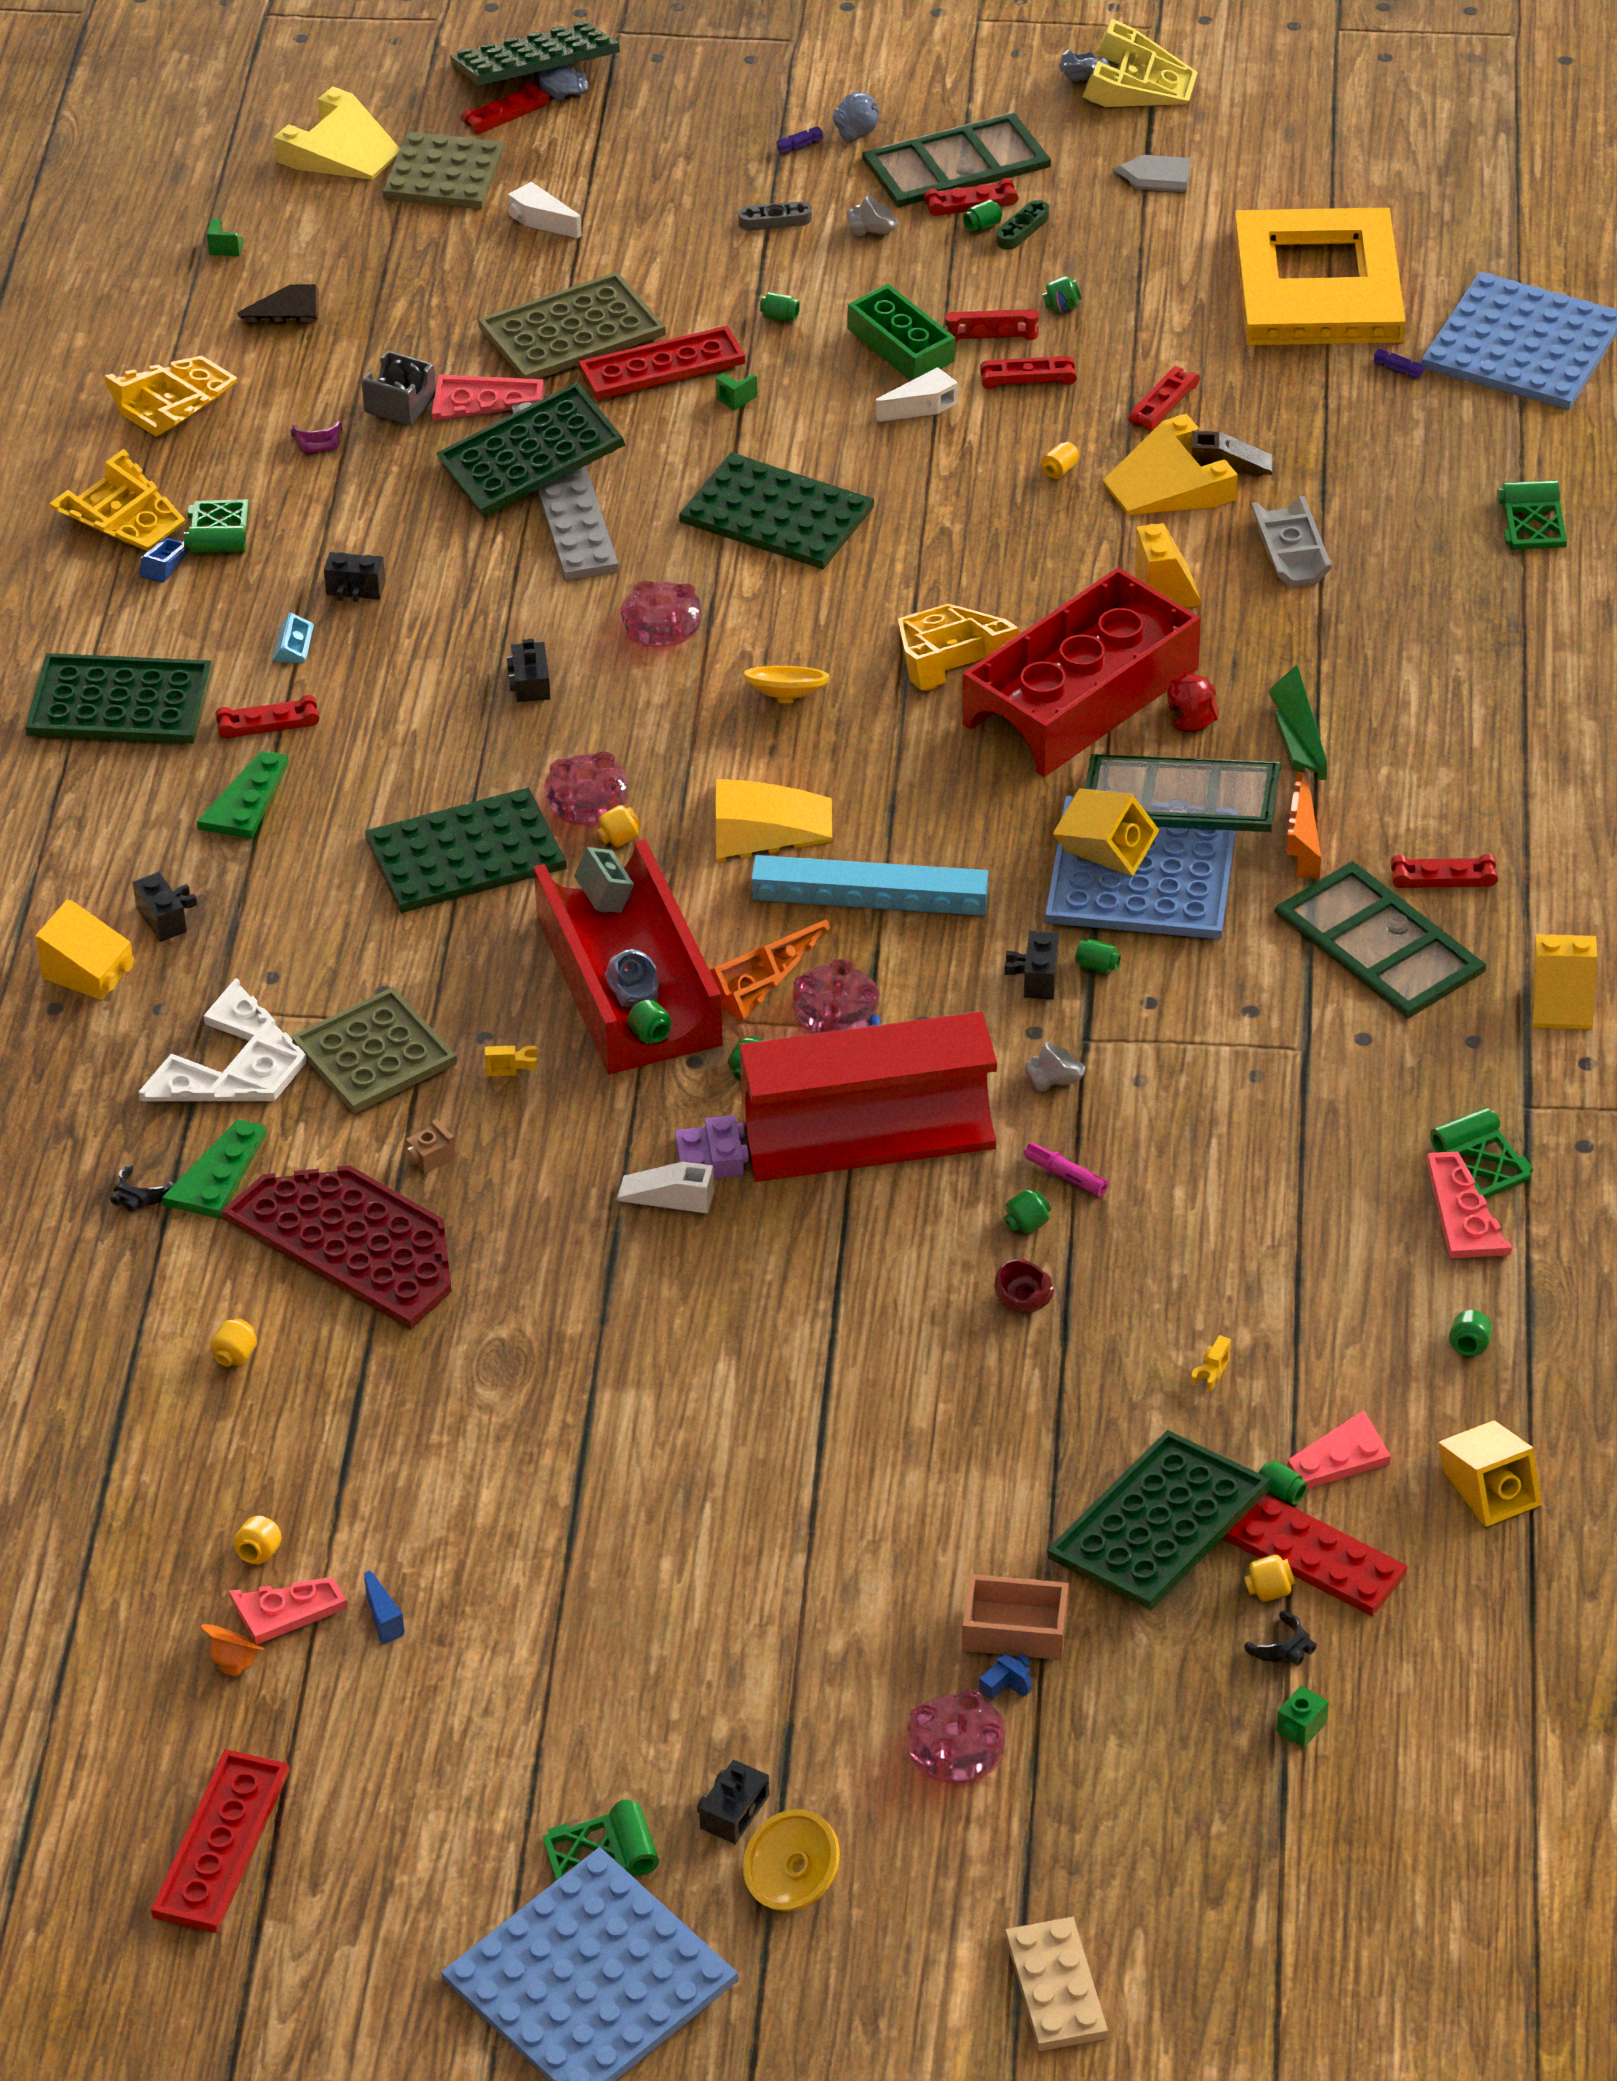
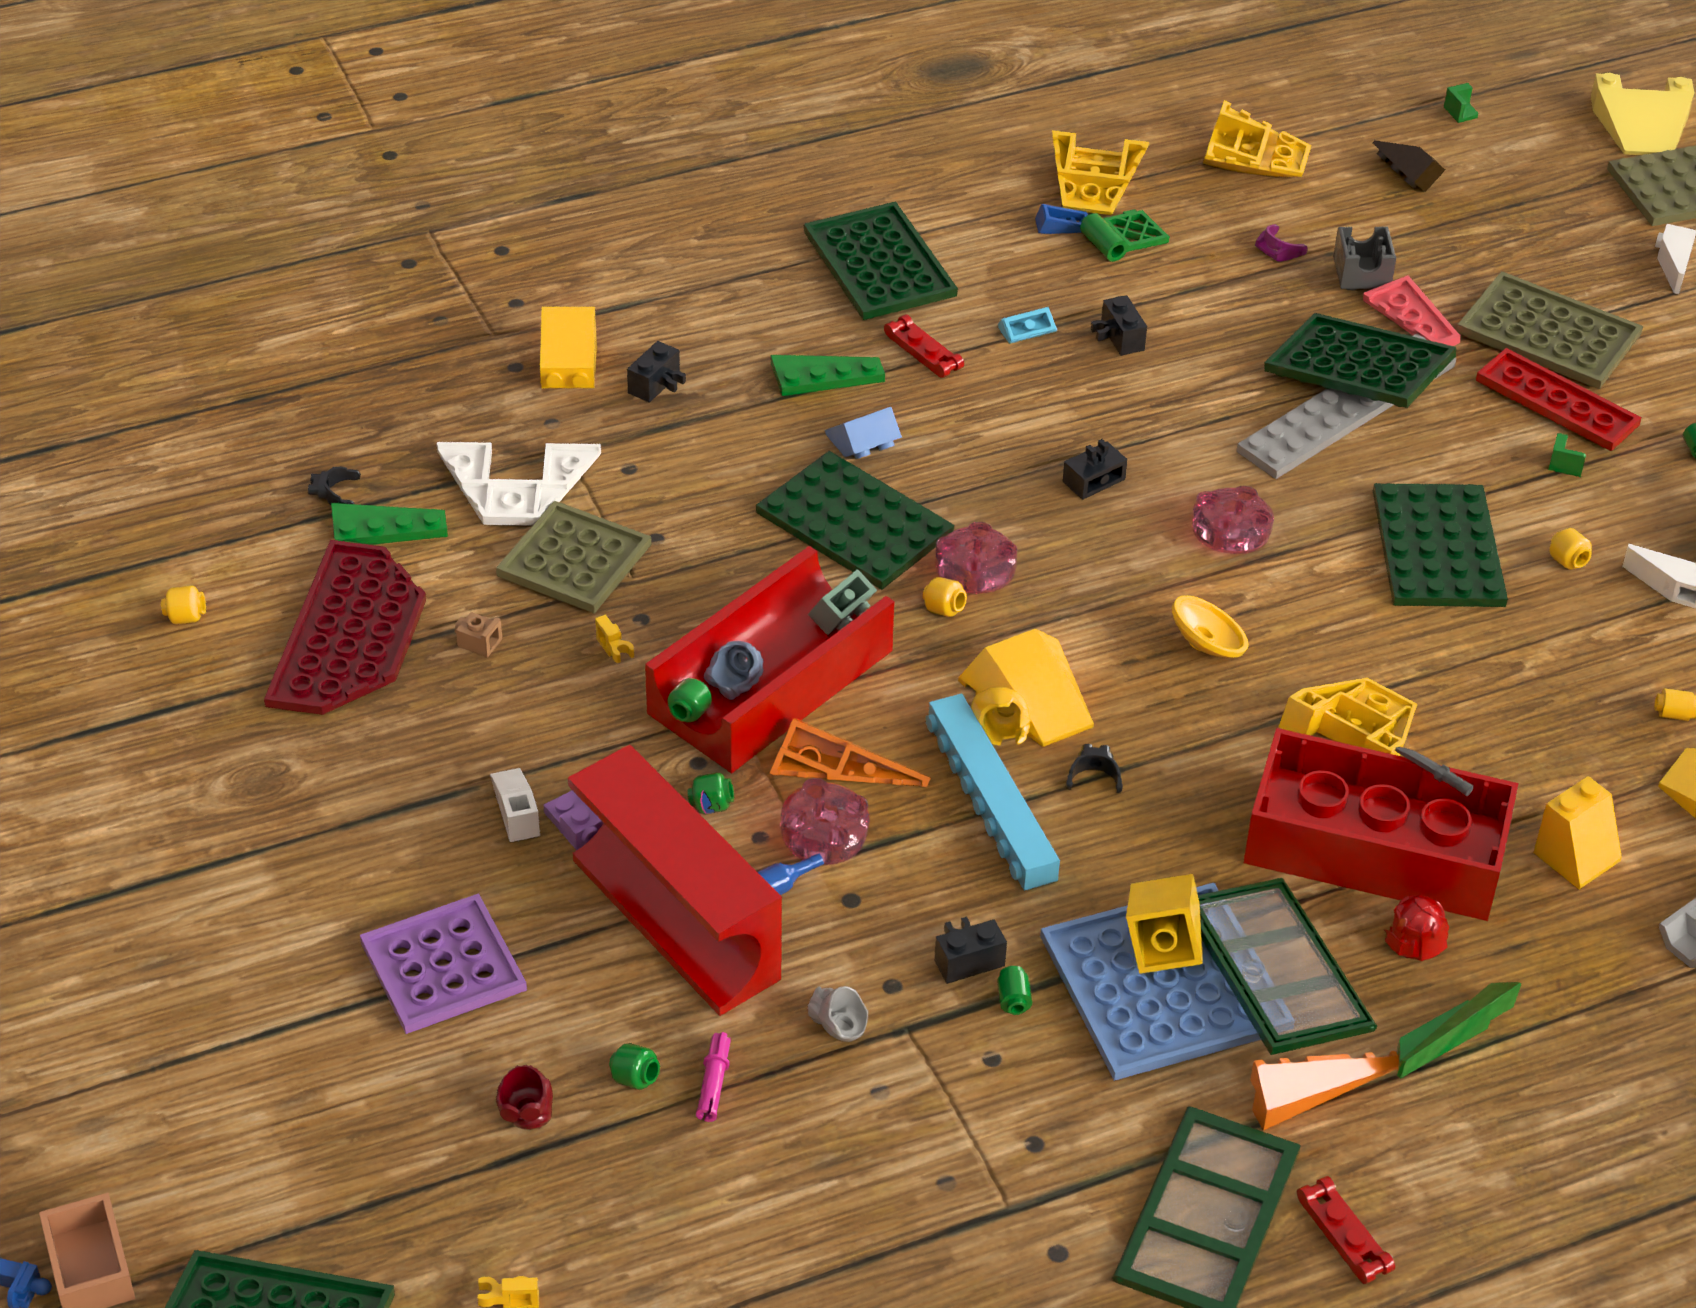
camera: 60 degrees right, 0 degrees up
(361, 797) = (865, 433): none -> slope
(795, 835) = (1002, 714): none -> yellow helmet
(840, 1310) = (433, 979): none -> medium lavender piece
(848, 436) = (1570, 549): none -> yellow head
(881, 808) = (1095, 759): none -> black helmet
(1080, 601) = (1440, 773): none -> dark grey piece

